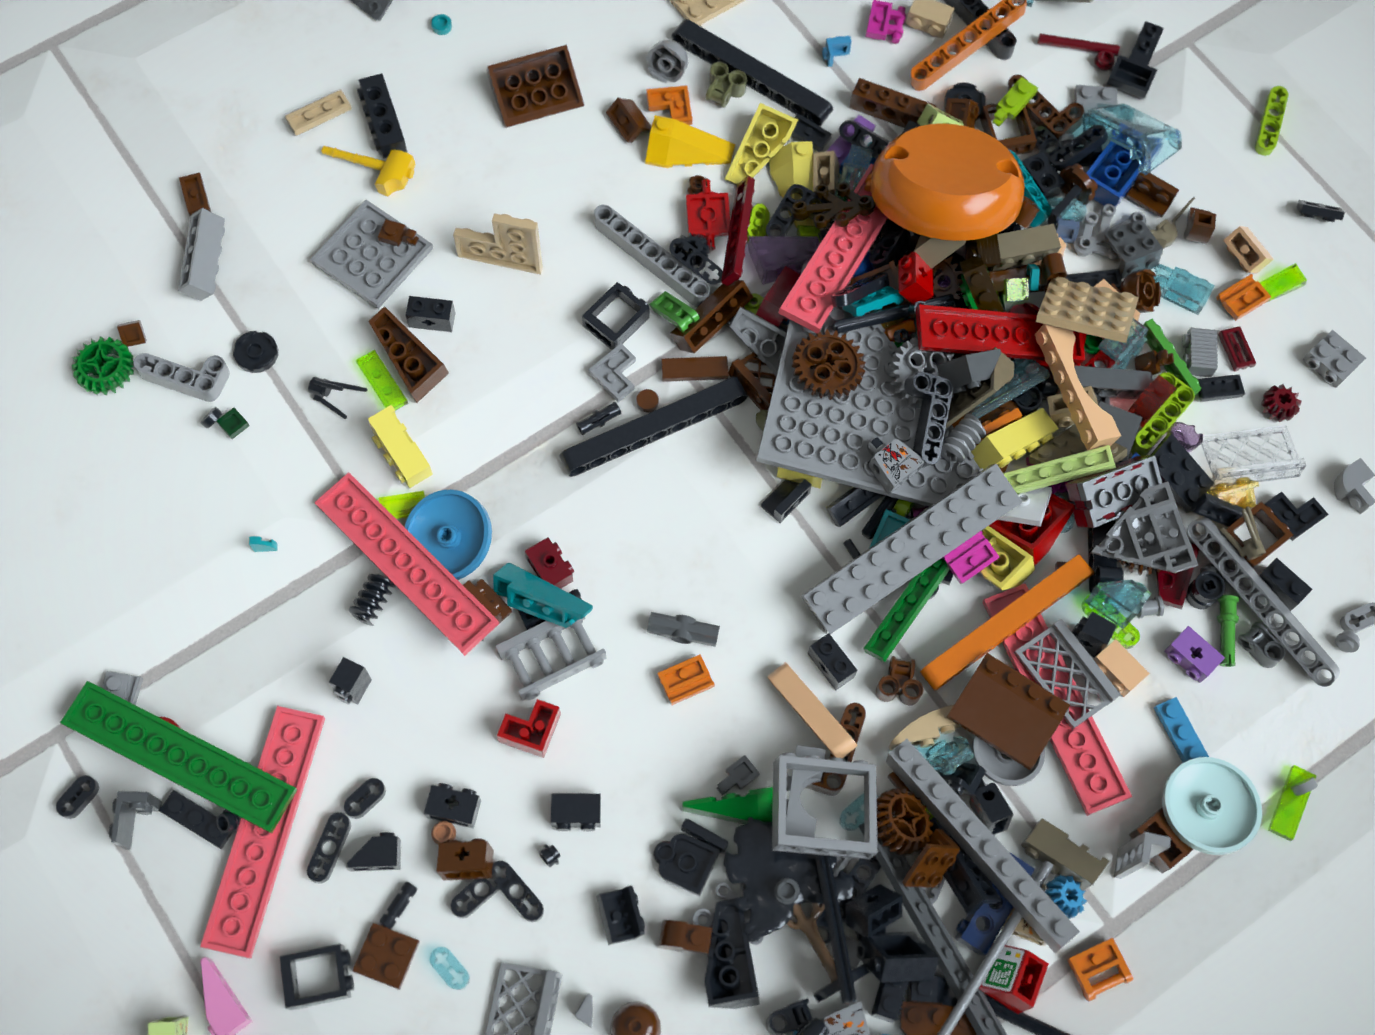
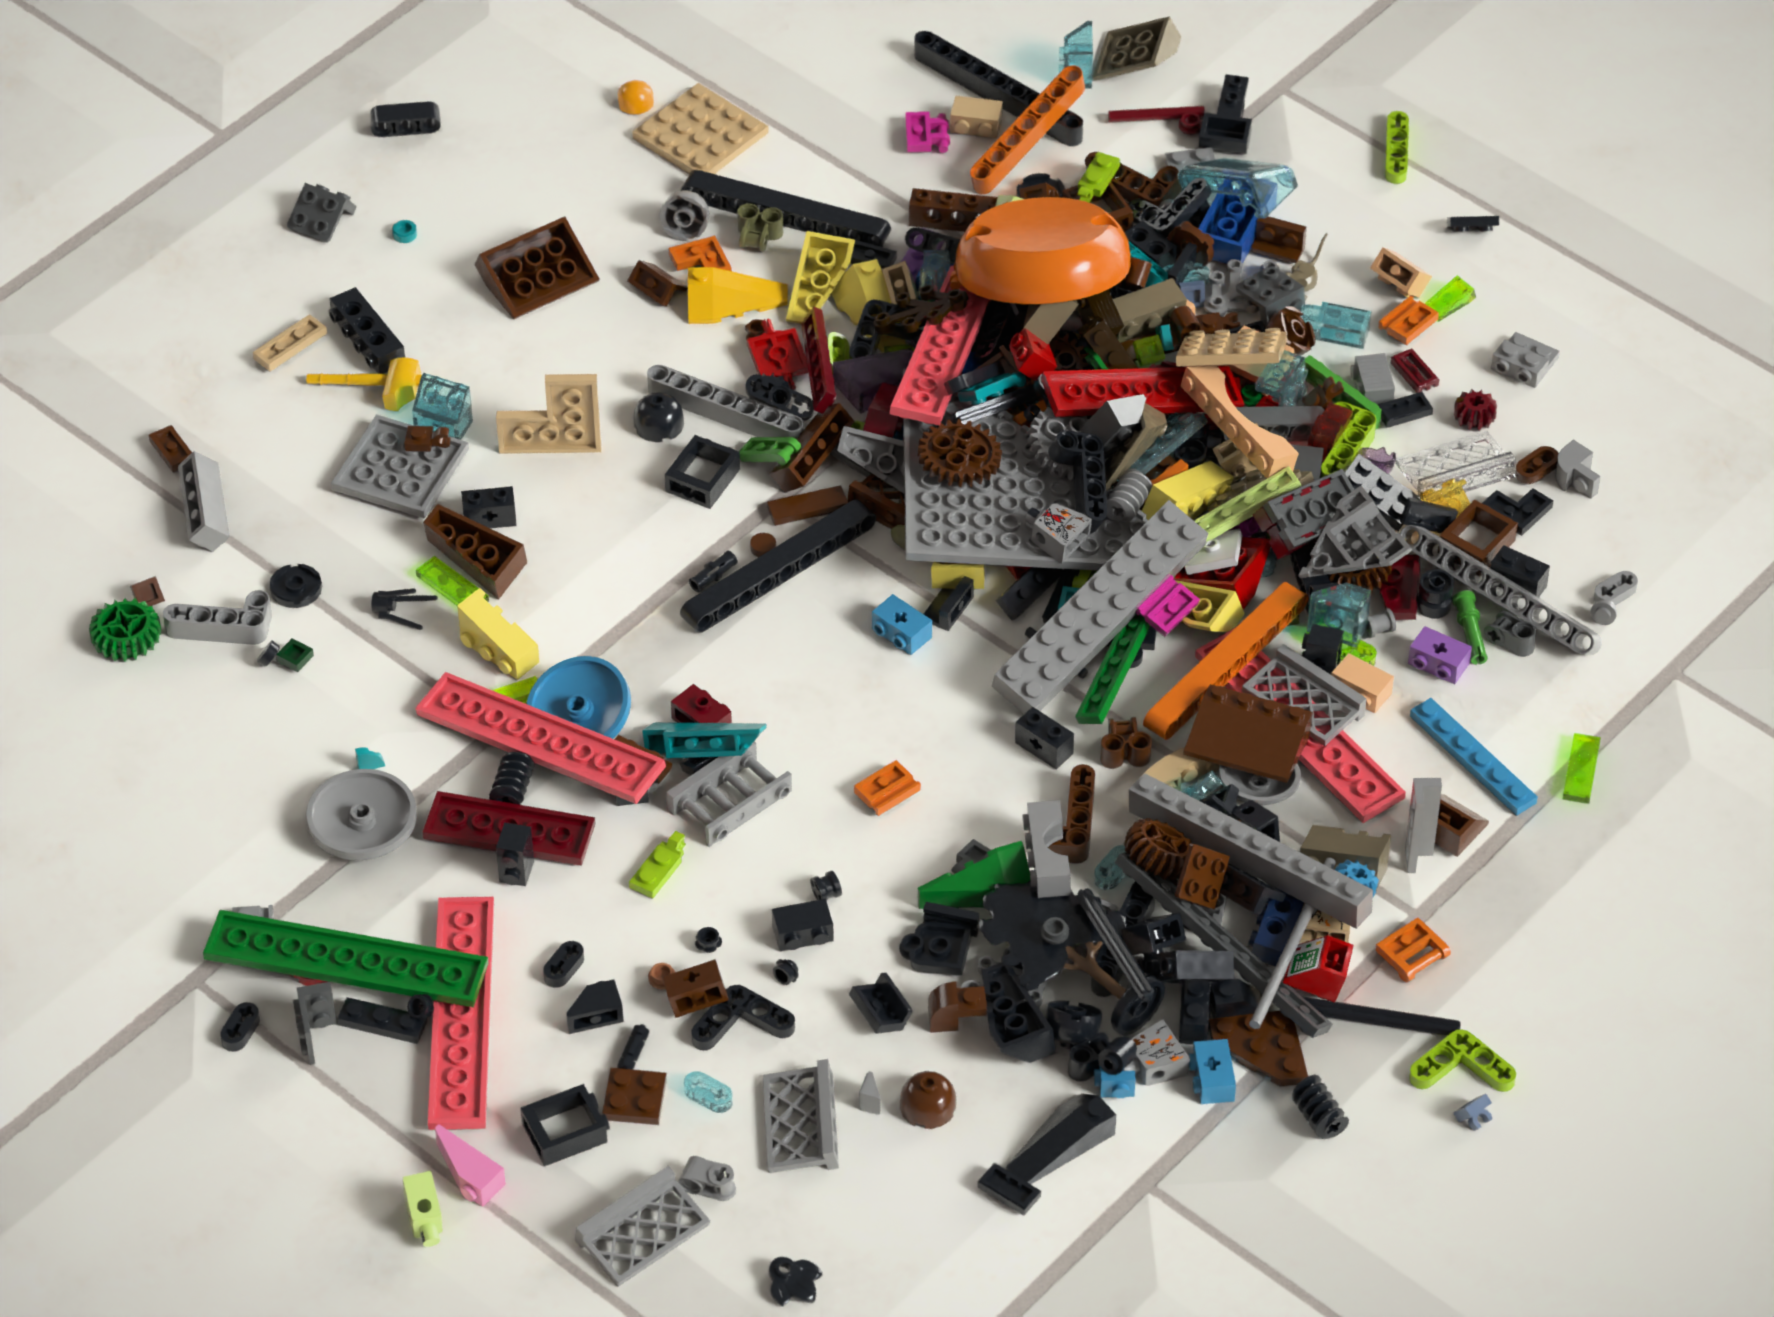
camera: 10 degrees left, 20 degrees down
(236, 604) = (361, 814): none -> light grey dish
(315, 862) = (544, 1024): black beam -> none
(345, 635) = (480, 821): none -> dark red plate
(419, 207) = (443, 405): none -> clear light blue slope
(463, 815) = (664, 945): black brick -> none
(472, 714) = (659, 866): none -> lime hinge
(493, 798) = (708, 934): none -> black plate
(531, 735) = (731, 864): red brick -> none
(594, 253) = (658, 417): none -> black cylinder
(606, 774) = (826, 886): none -> black wheel
(609, 372) = (713, 526): light grey plate -> none
(683, 629) = (870, 742): dark grey piece -> none
(738, 500) = (901, 624): none -> dark azure brick
(782, 980) = (1073, 1023): none -> black cylinder
(812, 711) = (1034, 779): light nougat beam -> none
(823, 846) = (1077, 869): light grey window -> none
(836, 47) = (877, 167): dark azure bracket -> none
(1077, 263) = (1213, 322): none -> reddish brown plate
(1200, 225) = (1340, 259): reddish brown brick -> none
(1211, 806) = (1490, 775): light aqua dish -> none
(1252, 547) = (1473, 537): dark tan plant -> none
(1304, 786) = (1586, 743): light grey tile -> none
(1320, 473) = (1533, 466): none -> reddish brown plate

